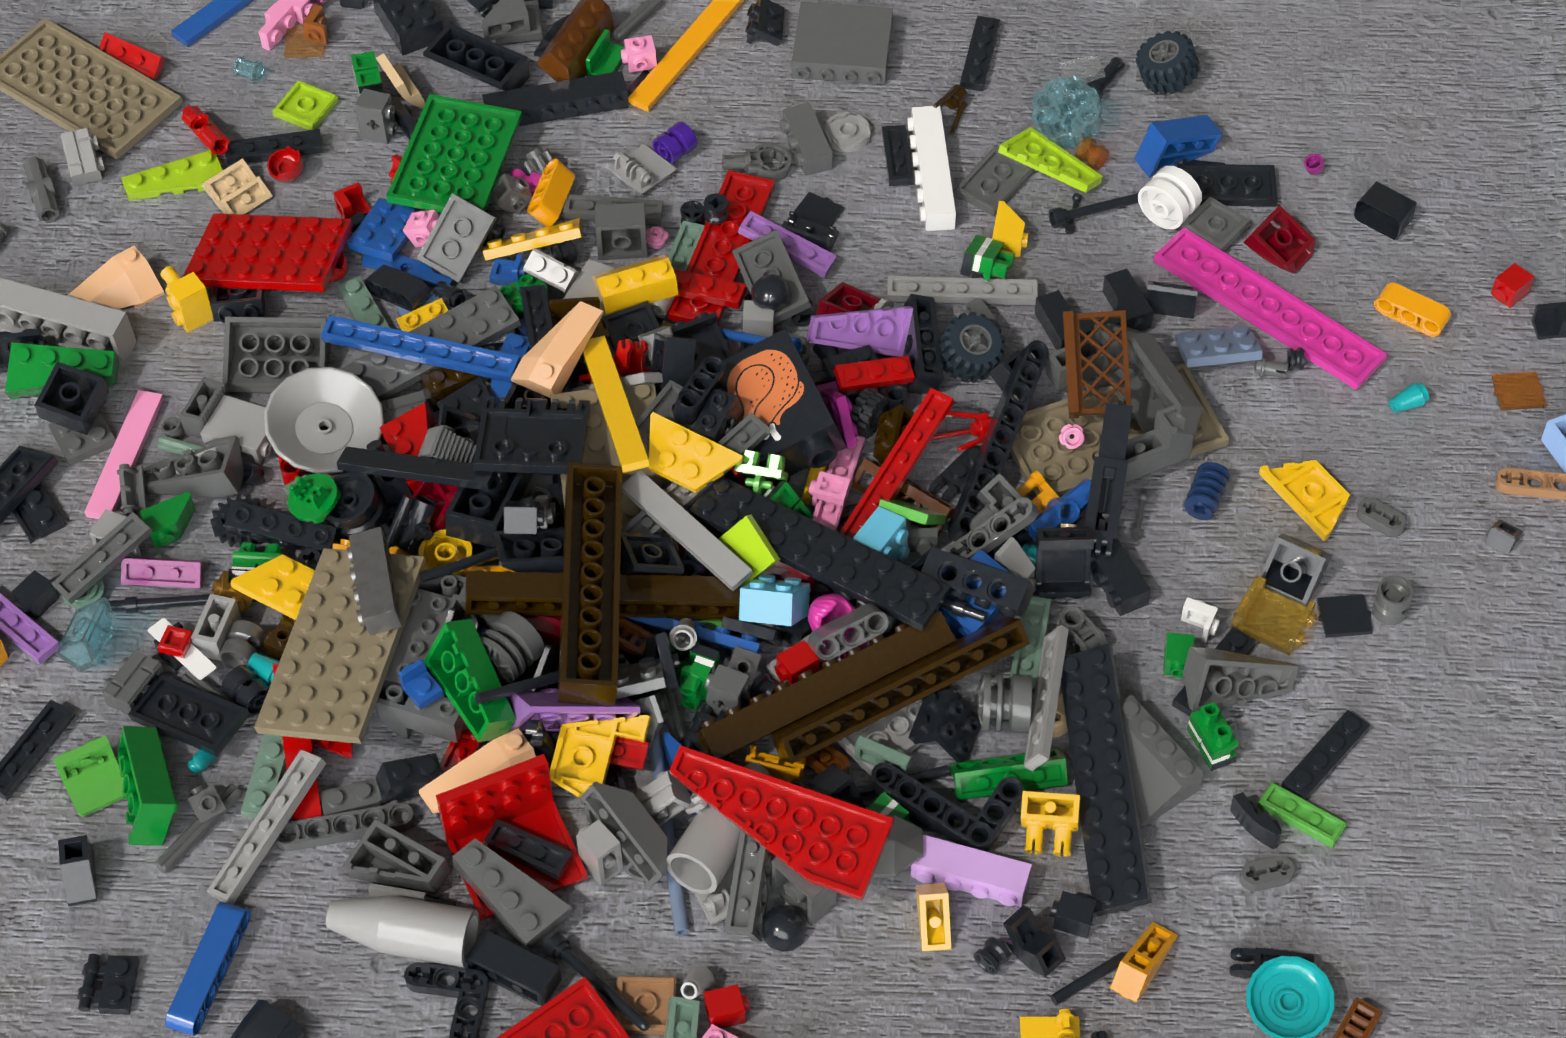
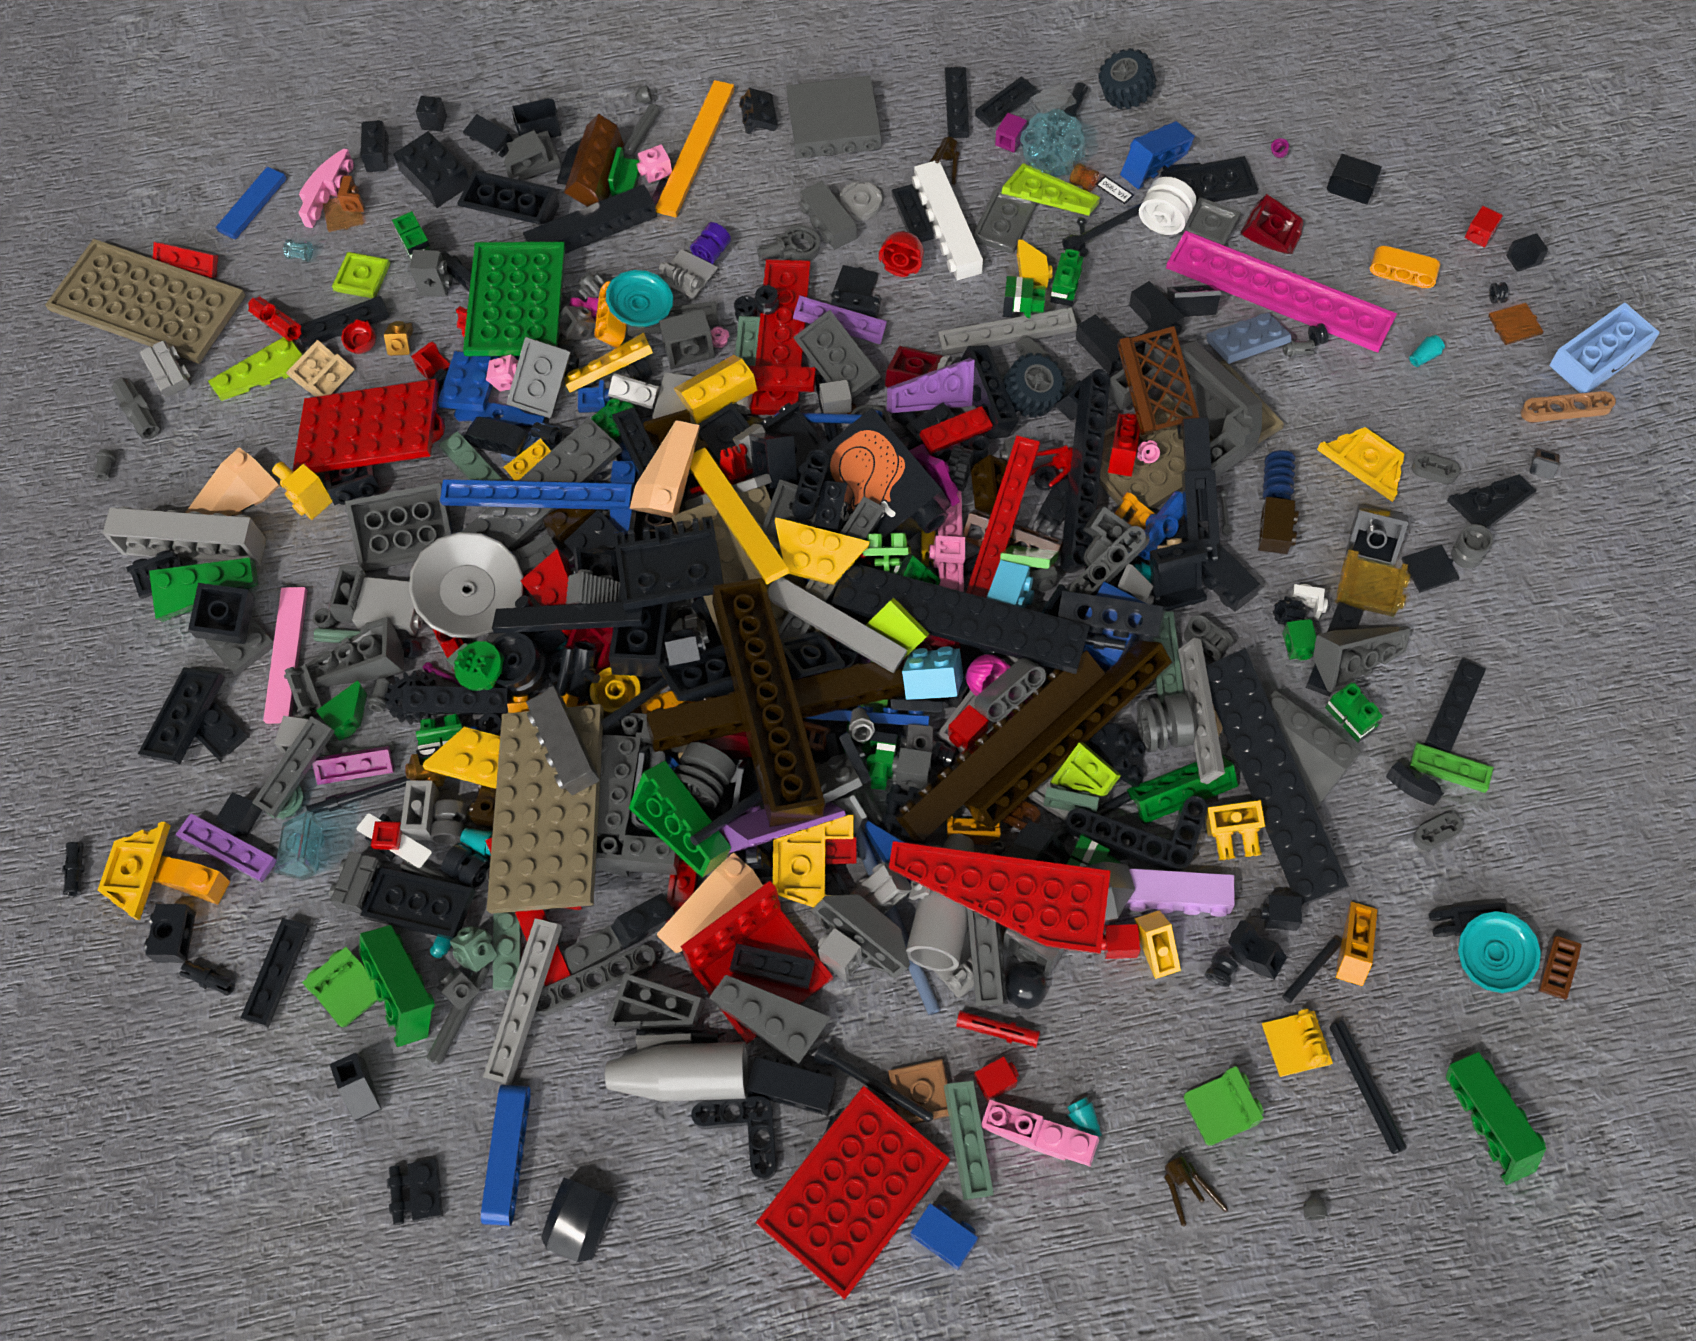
camera: 10 degrees left, 10 degrees up
(203, 517) = (378, 700): none -> dark grey pin
(231, 766) = (473, 948): none -> sand green brick
(264, 497) = (428, 667): none -> magenta hinge
(324, 174) = (397, 338): none -> pearl gold bracket
(401, 81) = (445, 235): tan slope -> none
(419, 684) = (632, 833): blue bracket -> none
(582, 180) = (639, 298): none -> teal hat
(697, 981) = (964, 1062): light grey cone -> none
(752, 966) = (965, 1020): none -> red pin
(771, 292) = (842, 371): black hair -> none
(872, 191) = (902, 253): none -> red cylinder
(894, 905) = (1121, 941): none -> red brick
(905, 730) = (1086, 772): none -> lime wing
(955, 436) = (1049, 473): none -> black bush
(1023, 92) = (1009, 132): none -> magenta brick
(1031, 62) = (1005, 101): none -> black plate
(1041, 250) = (1067, 278): none -> green hips
(1046, 425) = (1124, 445): none -> red slope
(1123, 173) = (1114, 189): none -> sticker
(1175, 622) = (1289, 610): none -> black gear
(1188, 537) = (1277, 525): none -> dark brown brick
(1433, 564) = (1493, 502): none -> black wing
(1507, 355) = (1498, 292): none -> black bush

